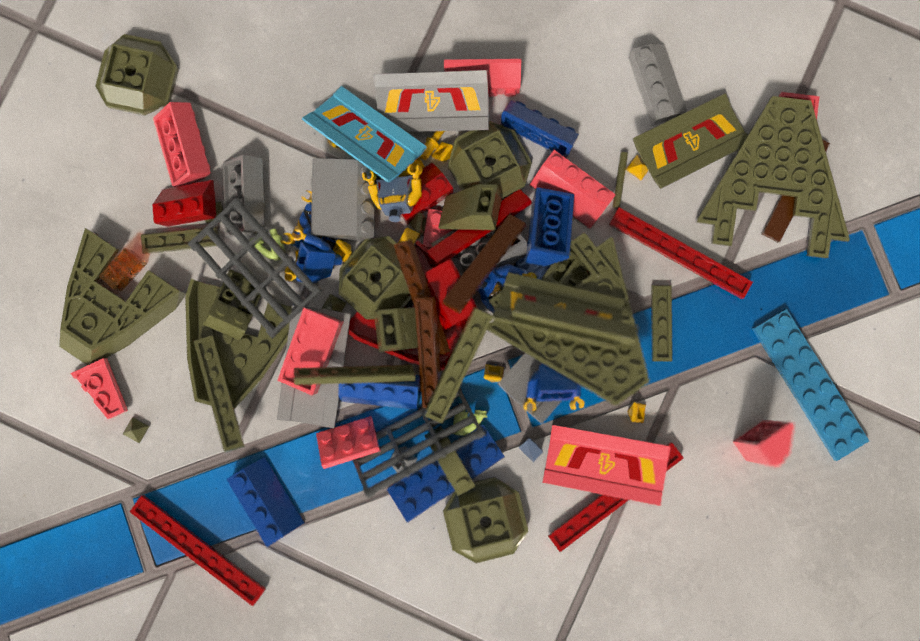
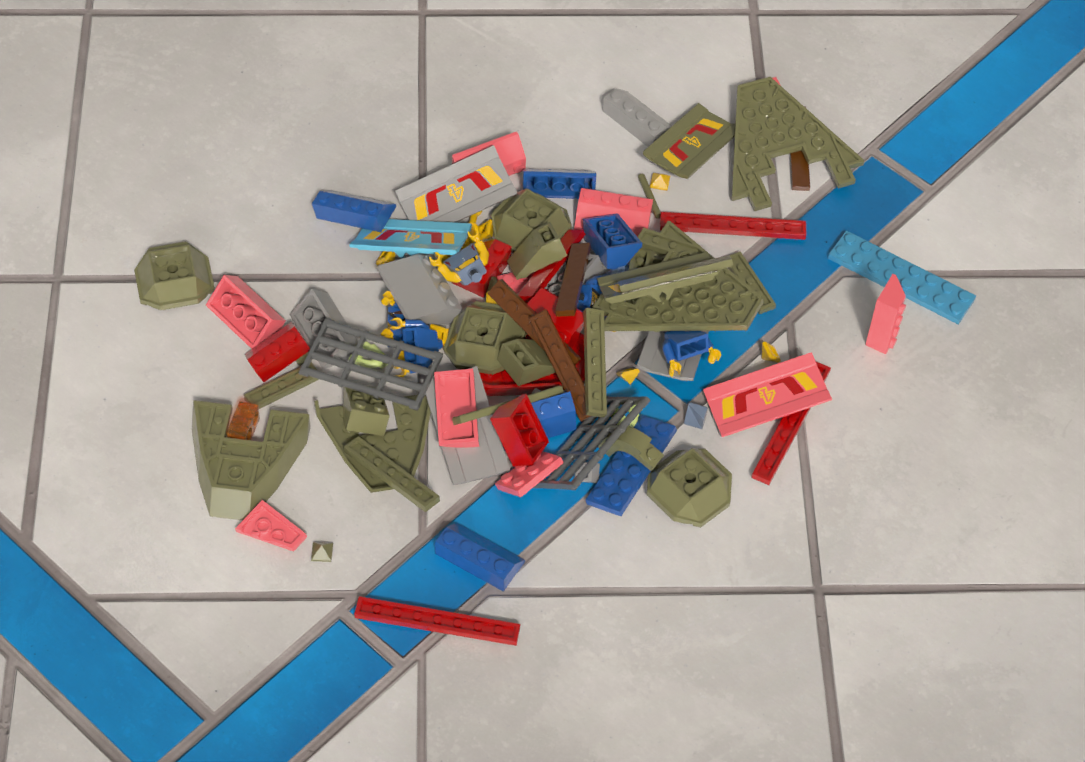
camera: 30 degrees left, 30 degrees down
(331, 72) = (352, 210): none -> blue slope
(352, 407) = (520, 431): none -> red slope

